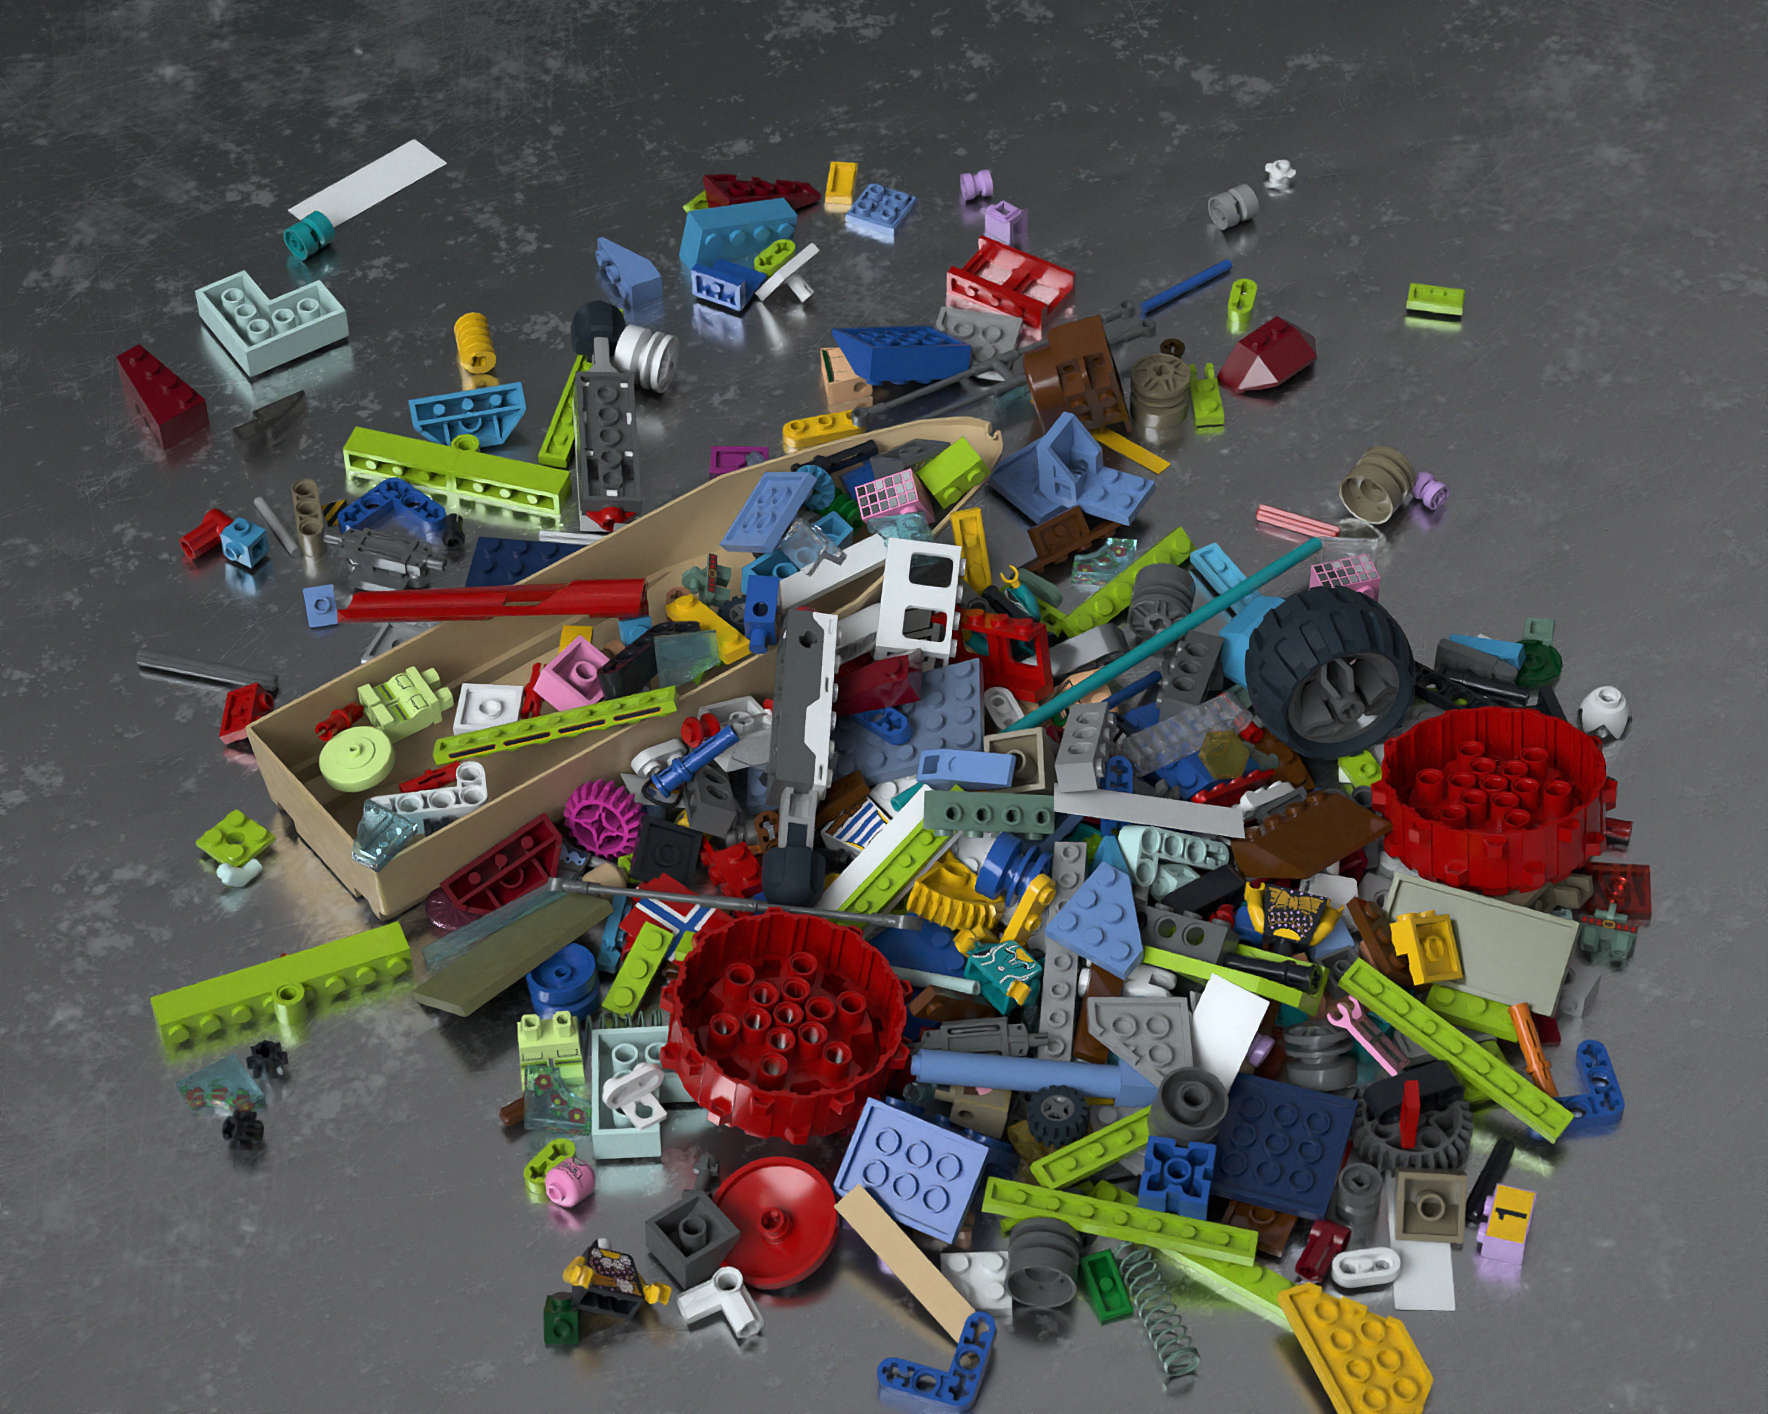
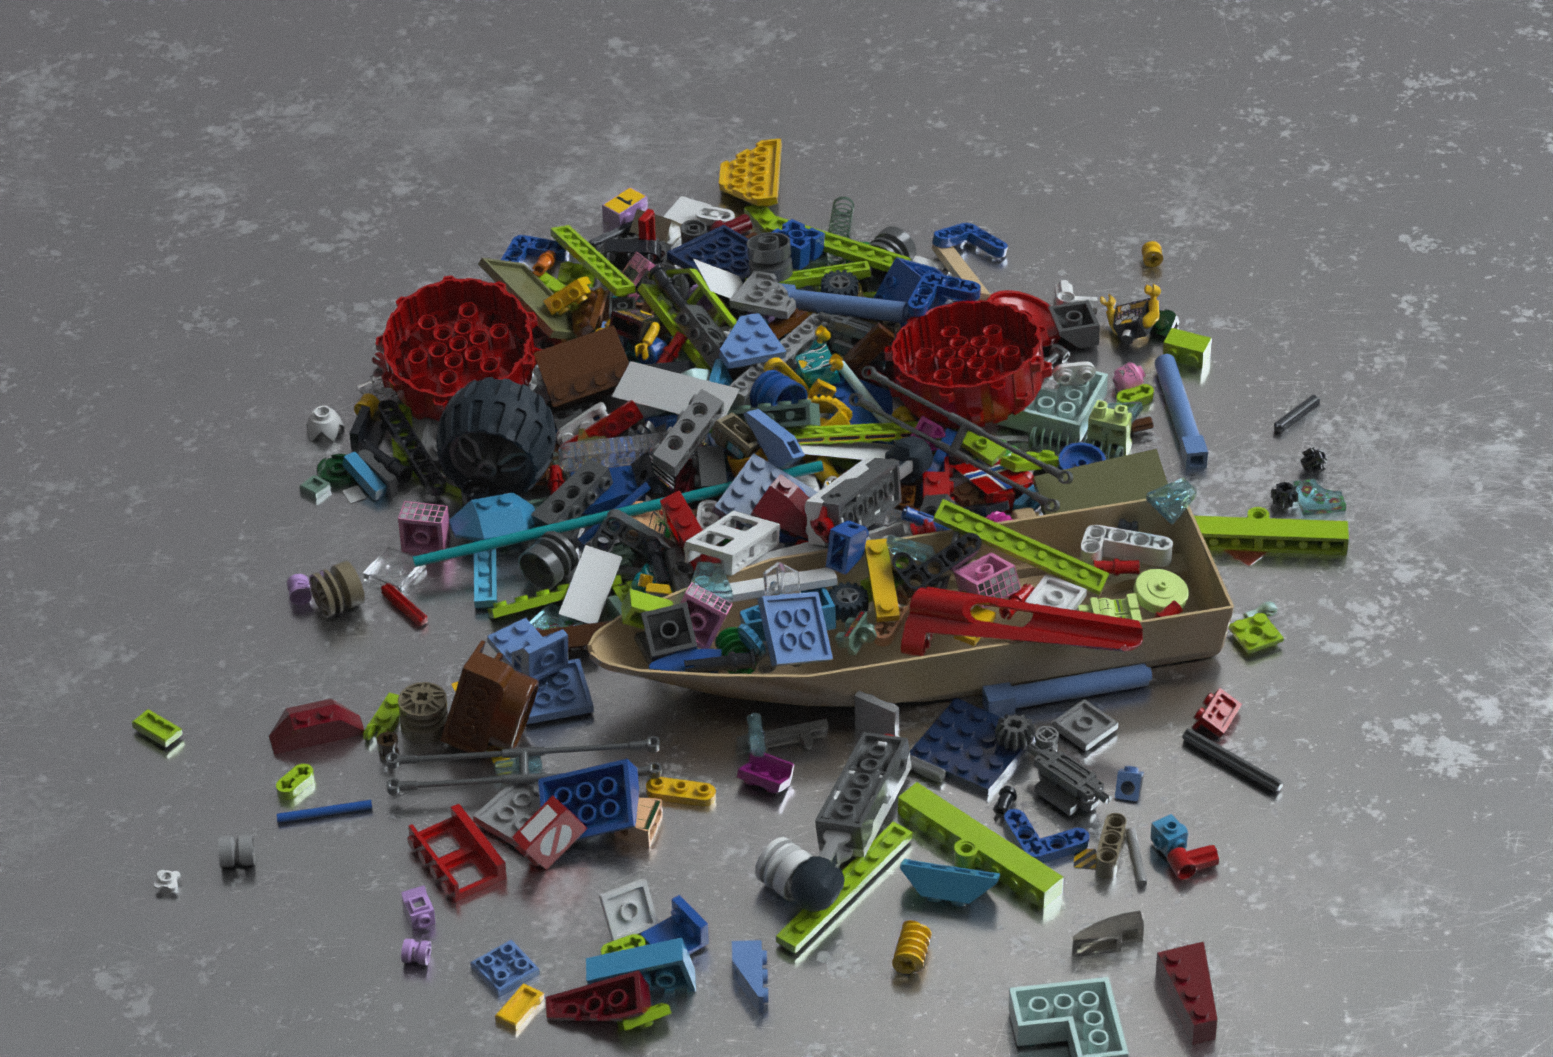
camera: 155 degrees left, 5 degrees down
(298, 1223) = (1297, 413): none -> black axle
(428, 1098) = (1193, 446): none -> medium blue brick
(472, 575) = (1014, 732): none -> dark grey gear
(507, 1274) = (1187, 347): none -> lime brick
(895, 1094) = (937, 284): none -> blue beam
(916, 297) = (548, 833): none -> brick
(1089, 594) = (590, 585): none -> white sticker

